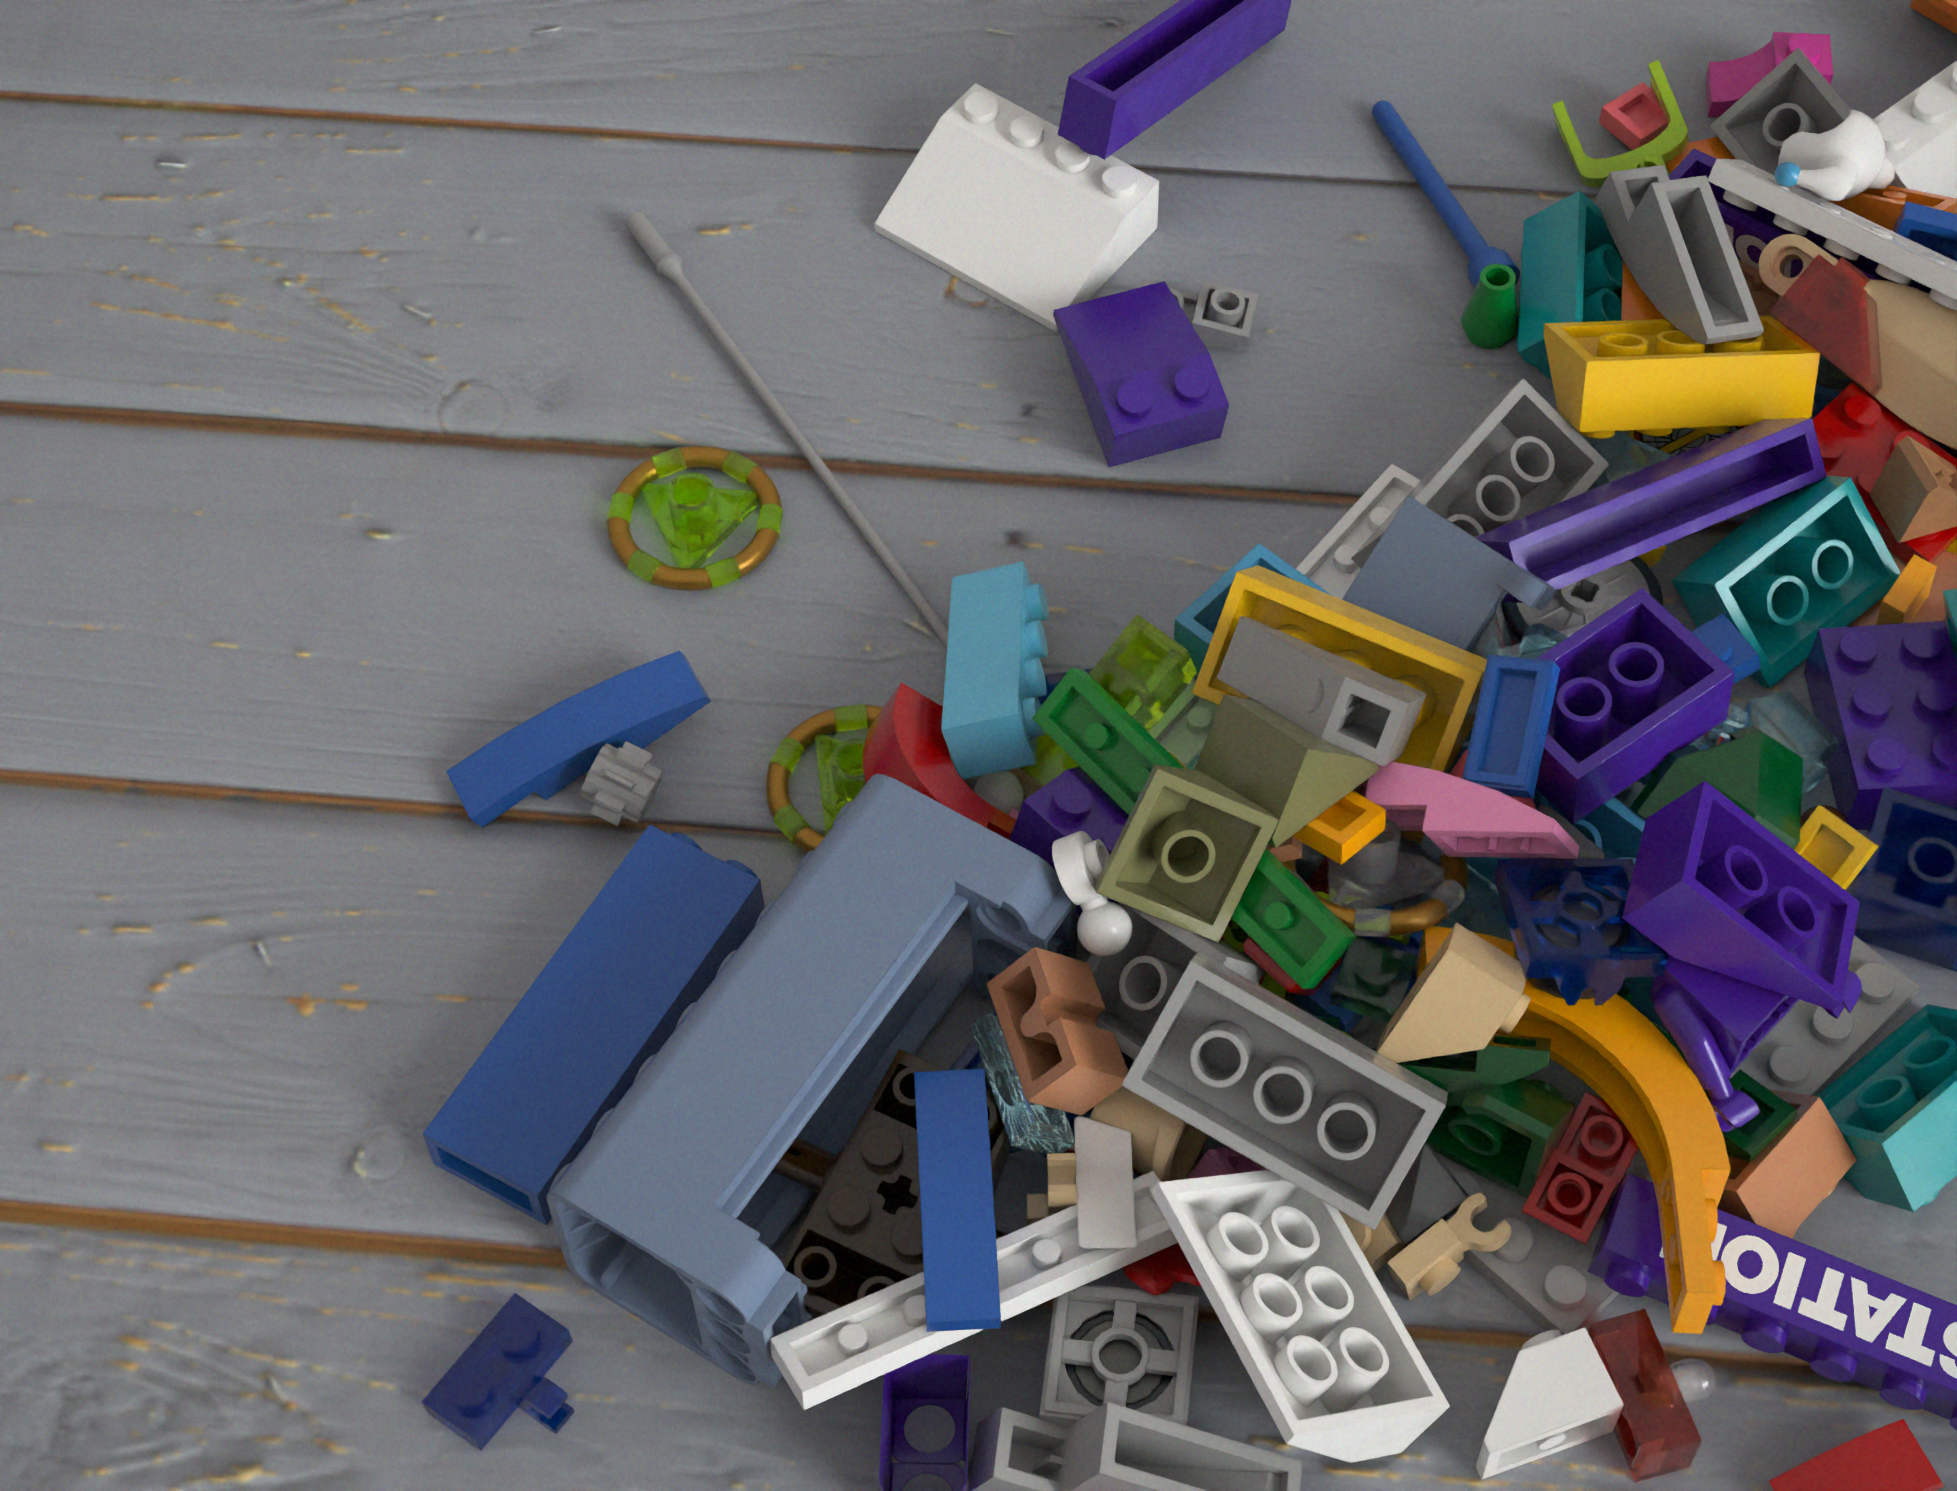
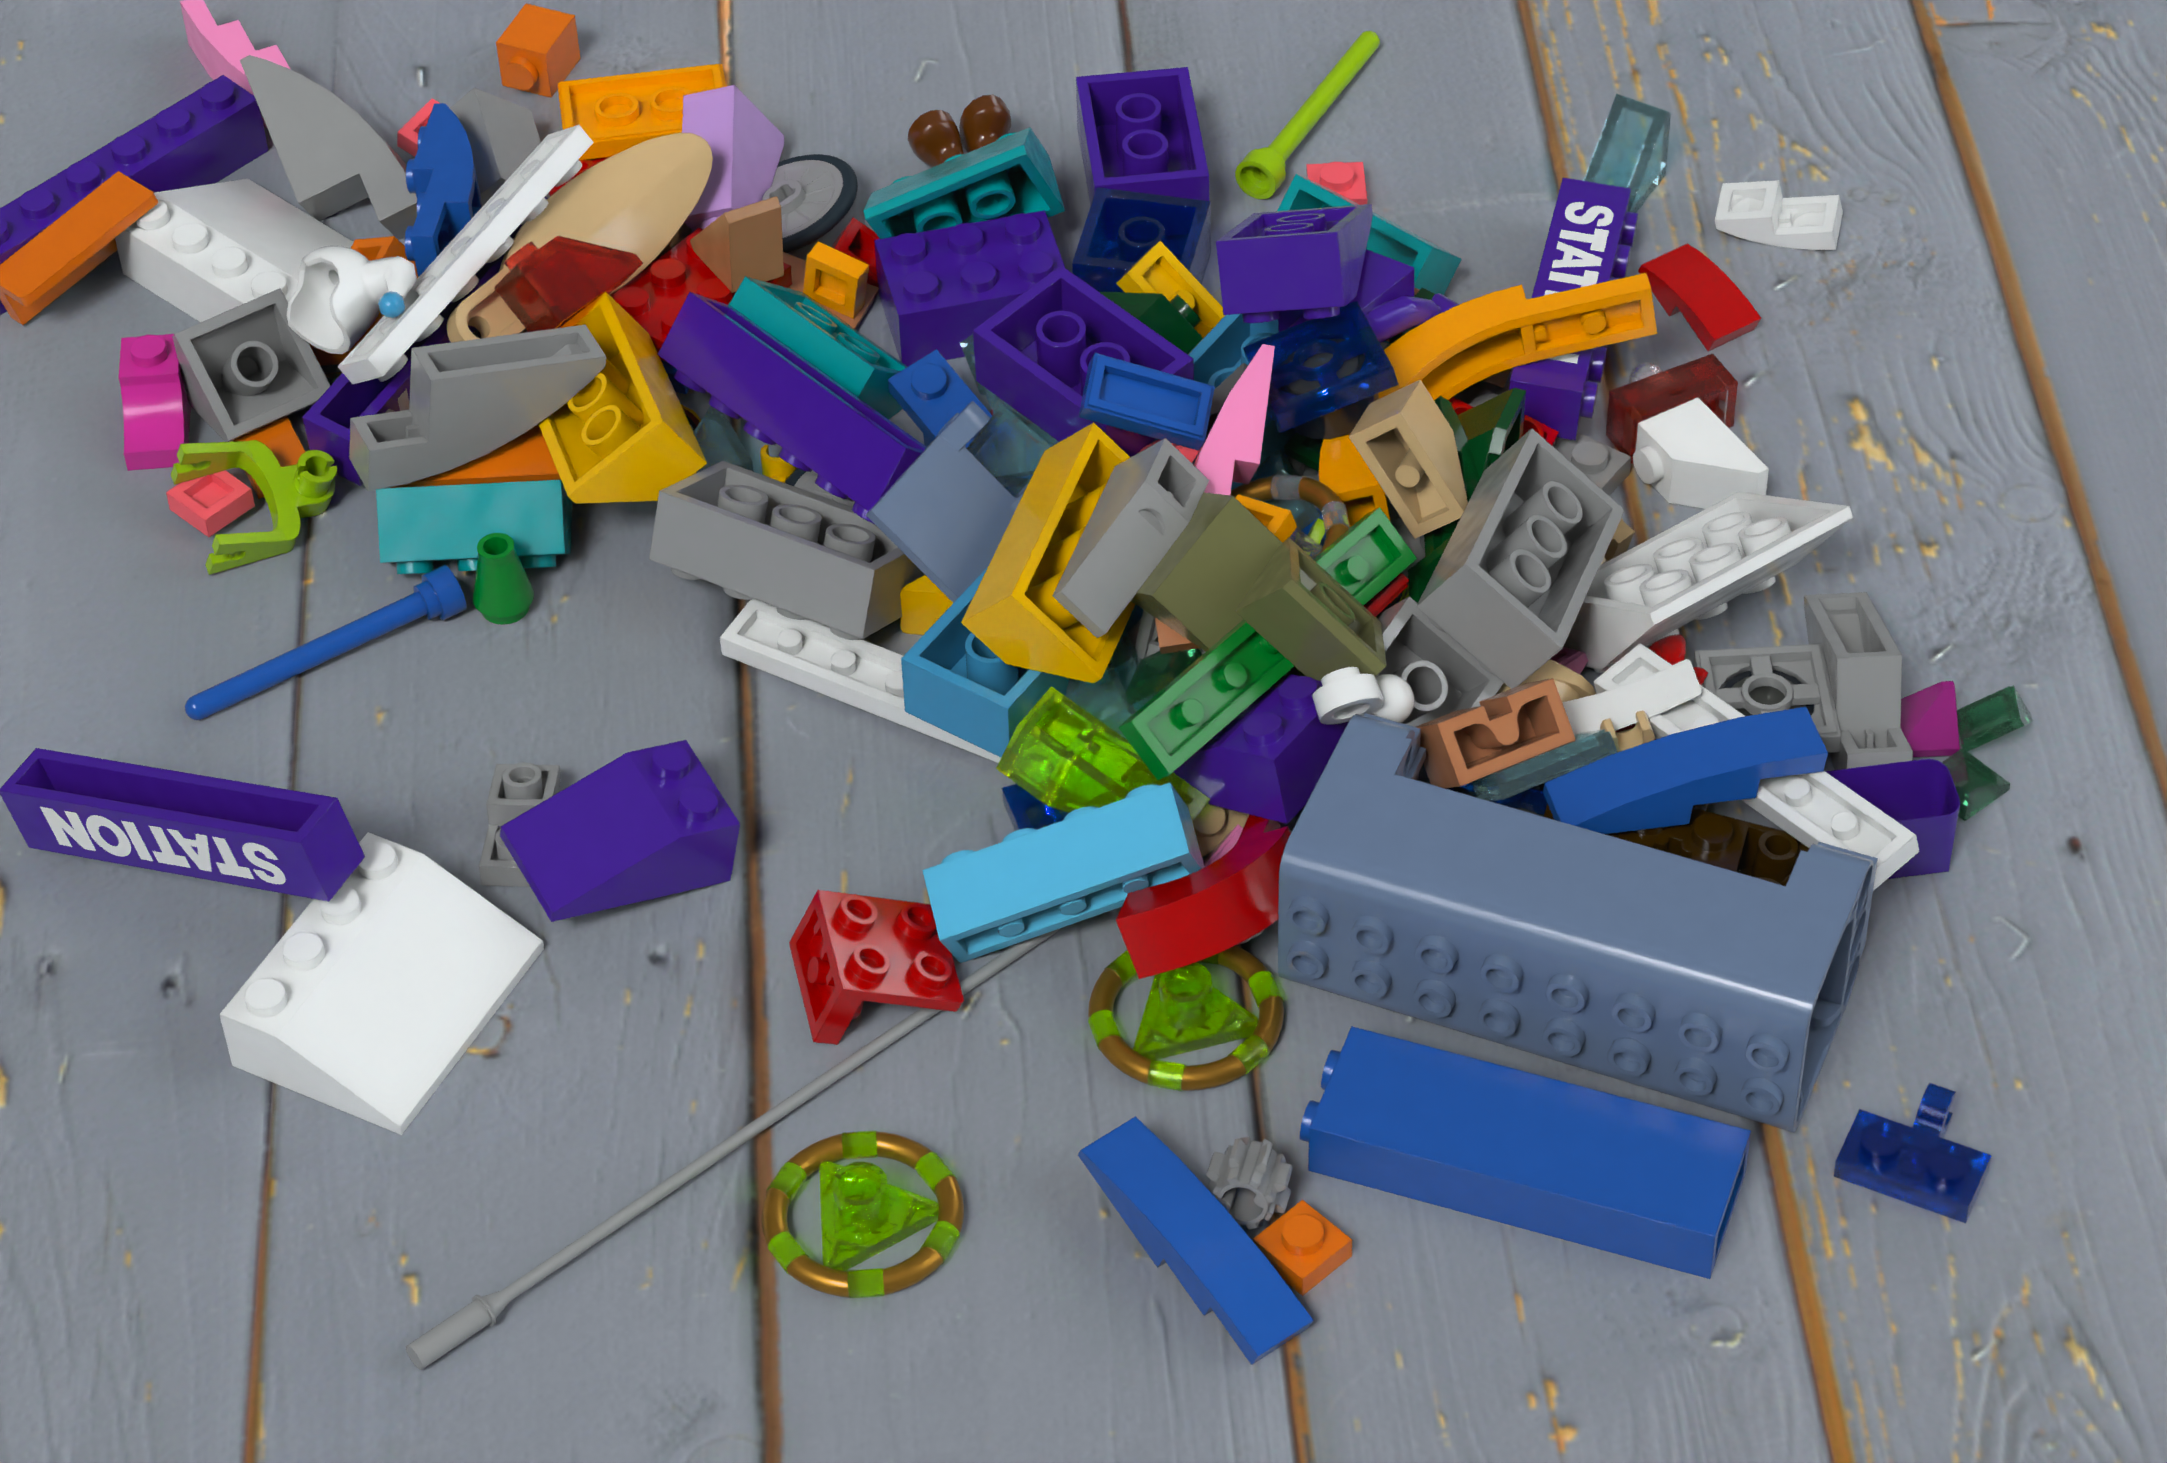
camera: 100 degrees left, 10 degrees down
(560, 830) = (1304, 1247): none -> orange plate
(952, 534) = (872, 952): none -> red bracket

